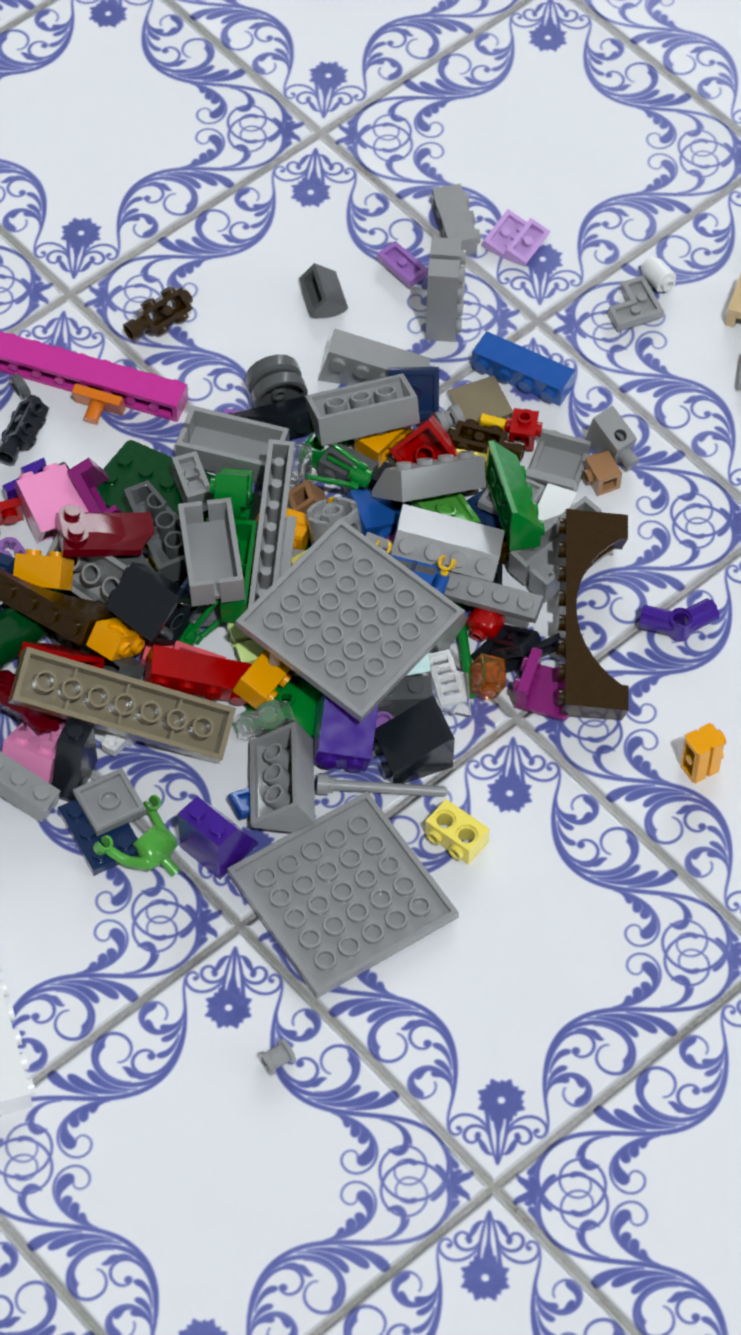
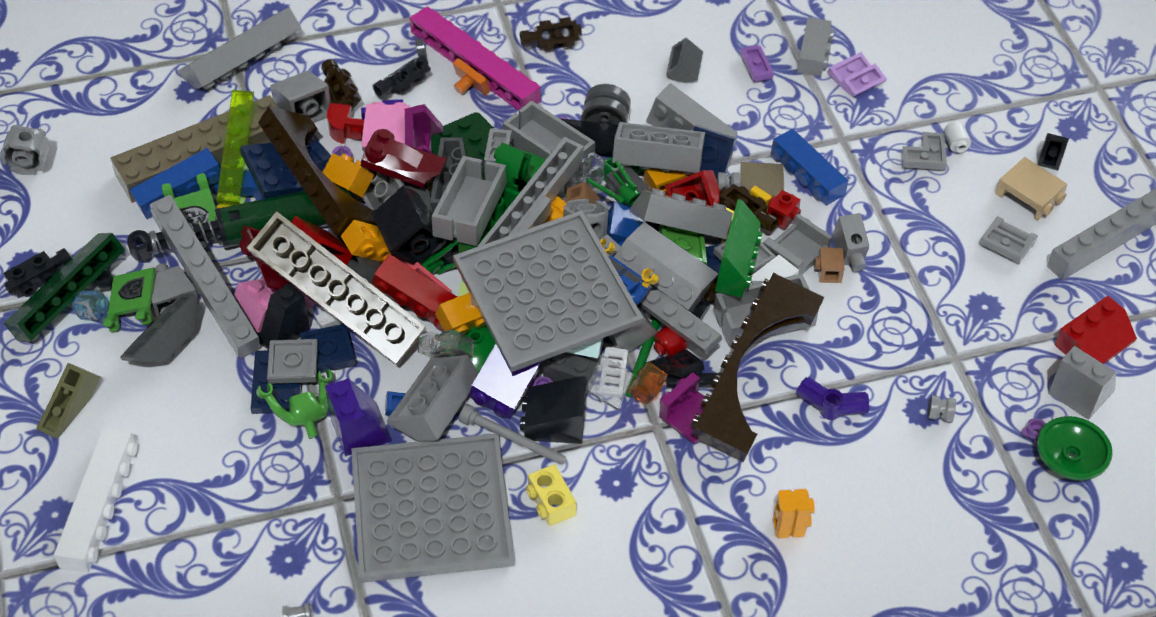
camera: 25 degrees right, 5 degrees down
(140, 766) = (333, 347): none -> dark blue plate
(445, 289) = (771, 84): light grey piece -> none

